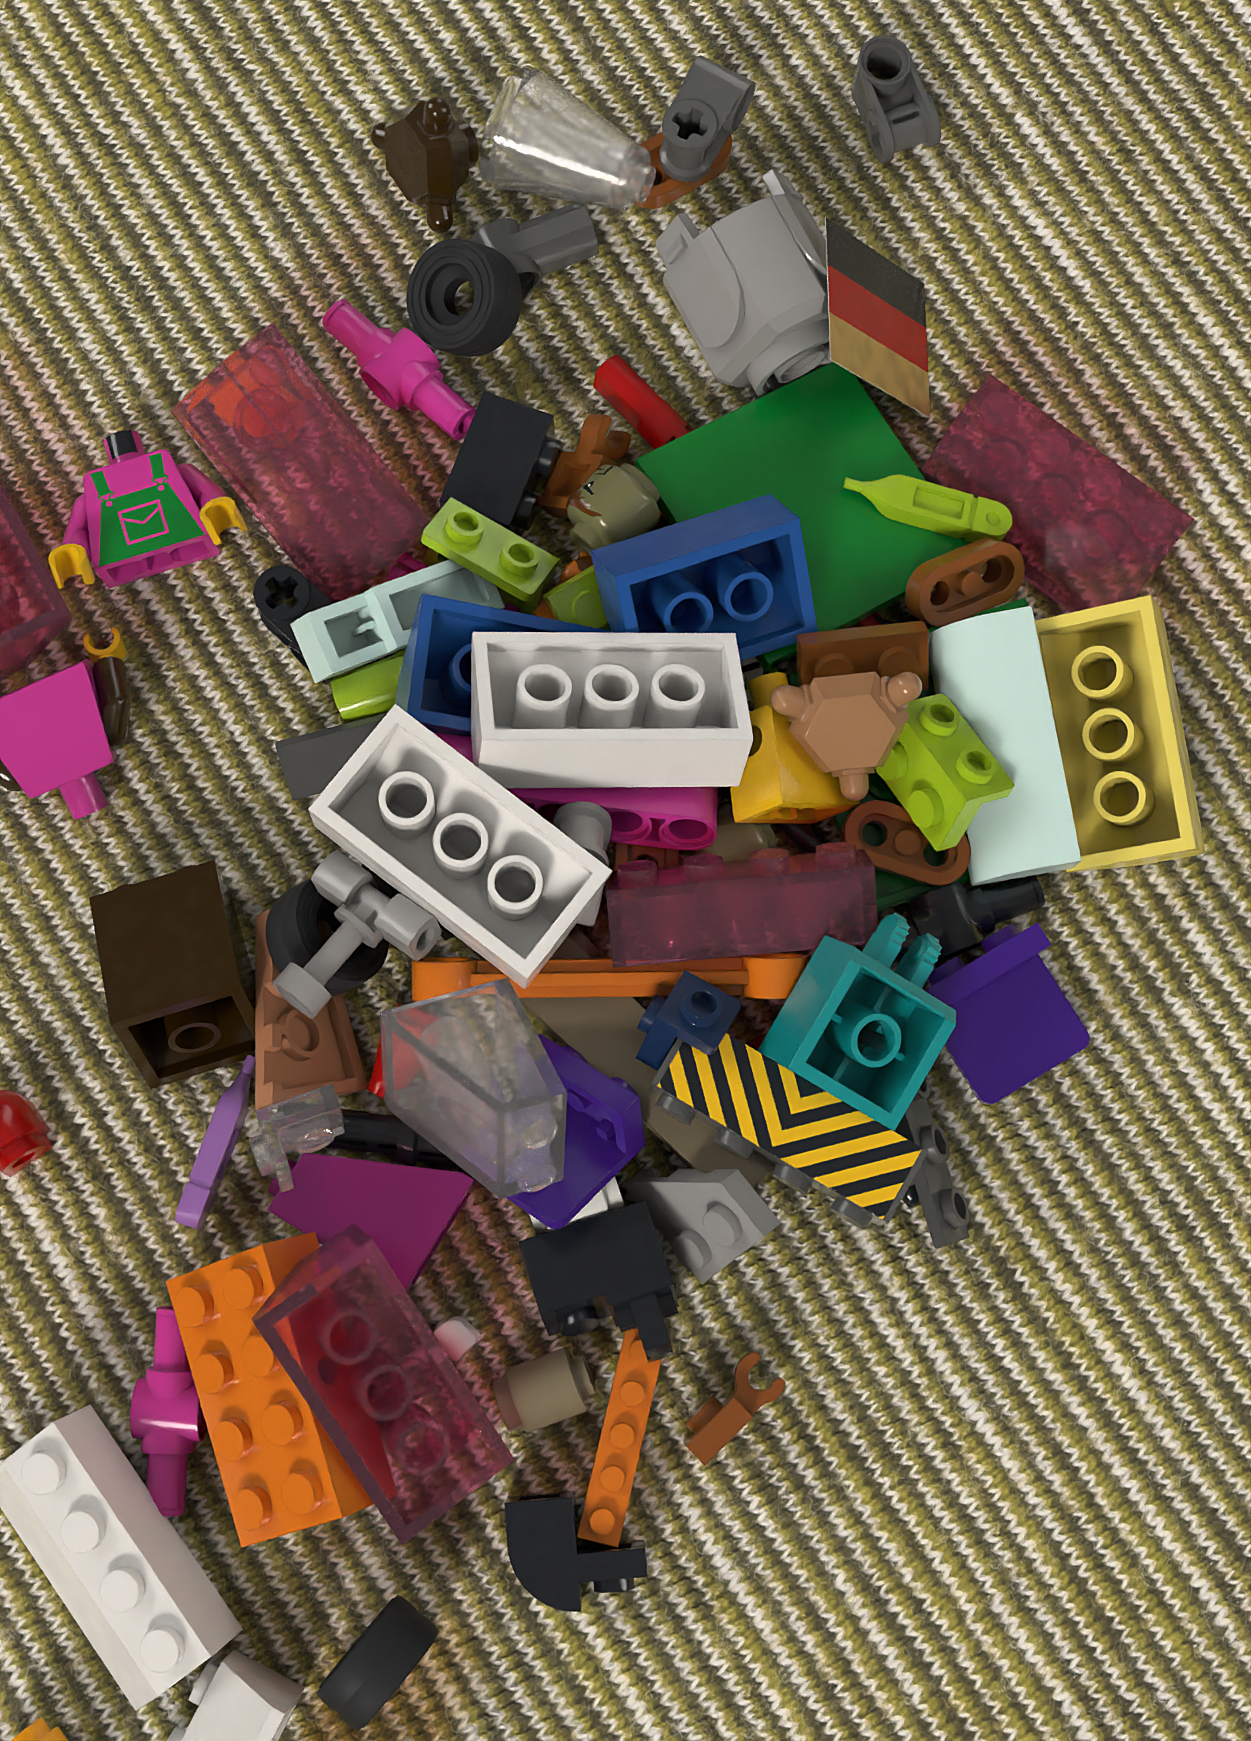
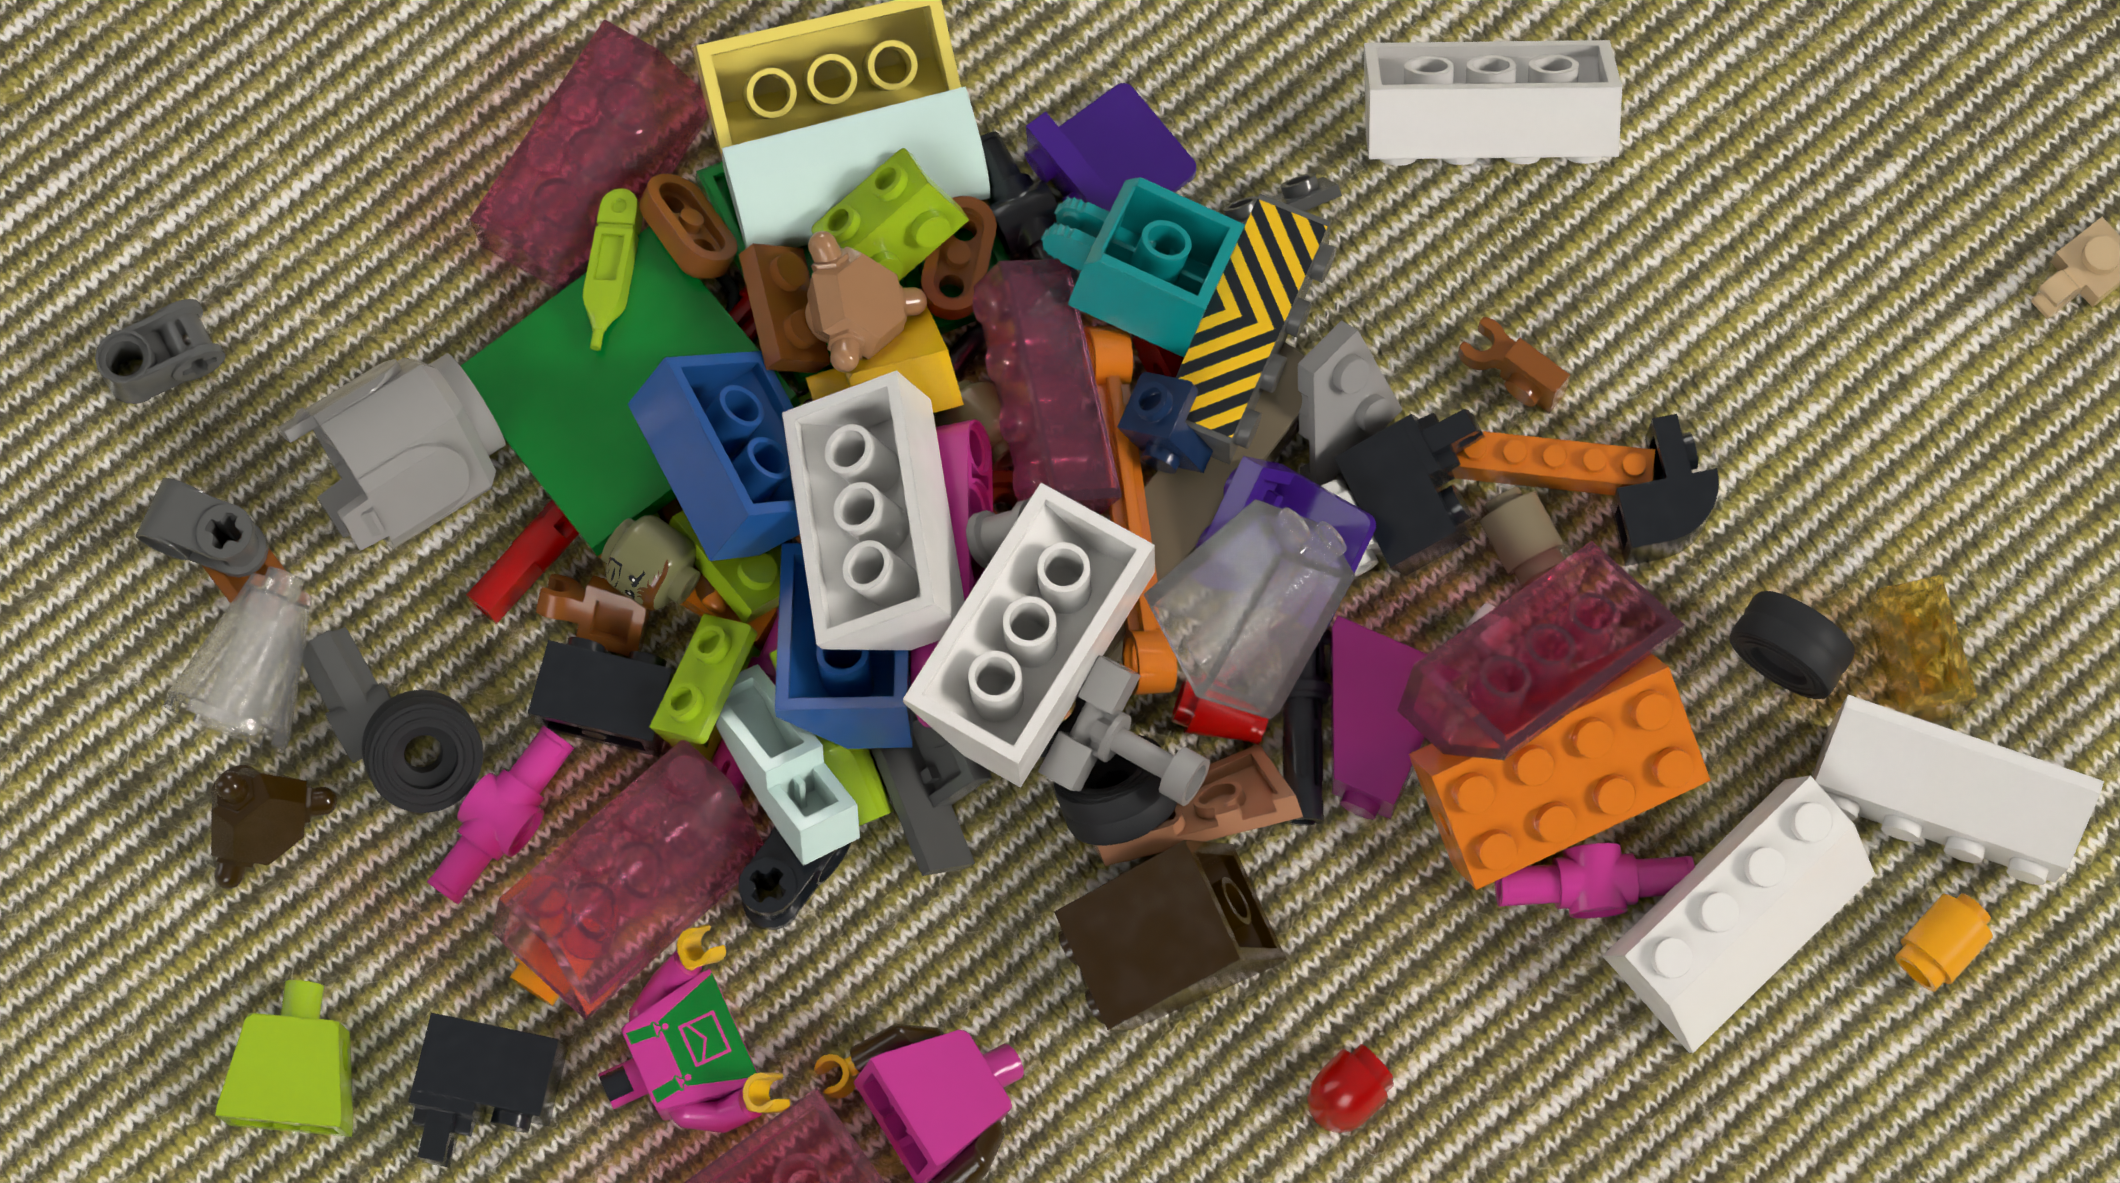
camera: 90 degrees left, 5 degrees down
(157, 331) = (480, 1071): none -> black hinge
(187, 172) = (291, 1069): none -> lime torso
(216, 1150) = (1340, 879): medium lavender piece -> none
(298, 1125) = (1315, 783): clear bracket -> none
(876, 319) = (419, 331): sticker -> none
(1035, 1432) = (1492, 101): none -> white slope

